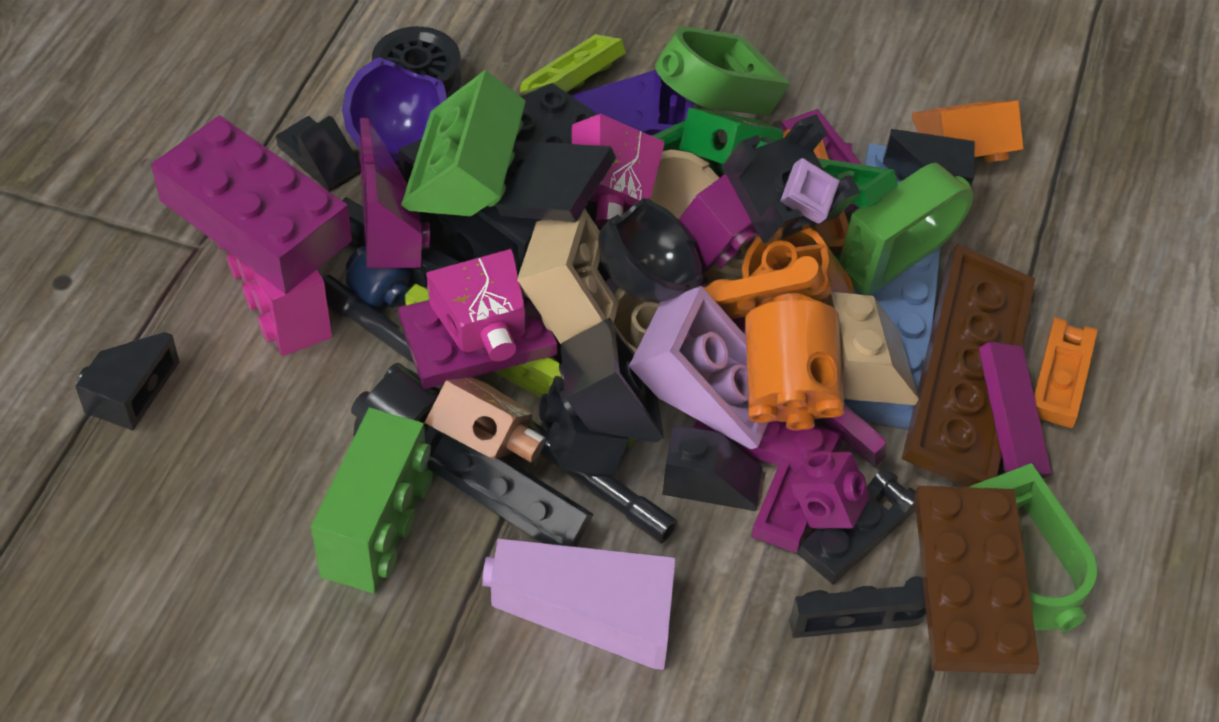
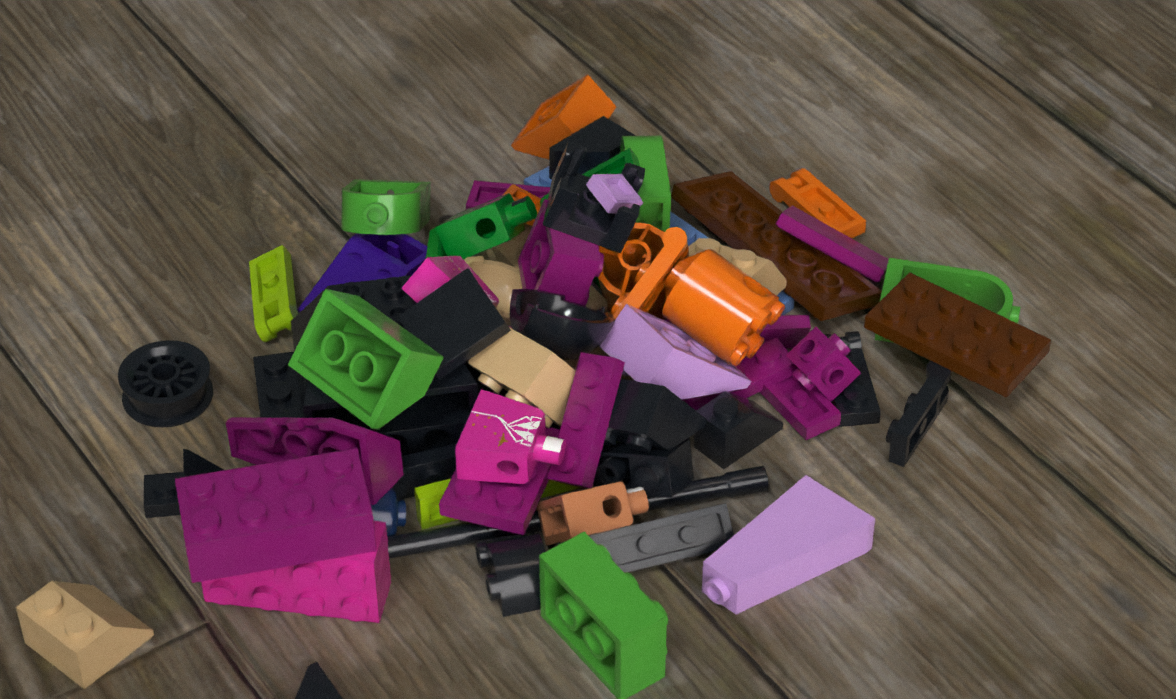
camera: 50 degrees left, 10 degrees down
(115, 176) = (80, 630): none -> tan slope
(393, 101) = (205, 400): dark purple cylinder -> none
(558, 345) = (587, 418): none -> magenta plate

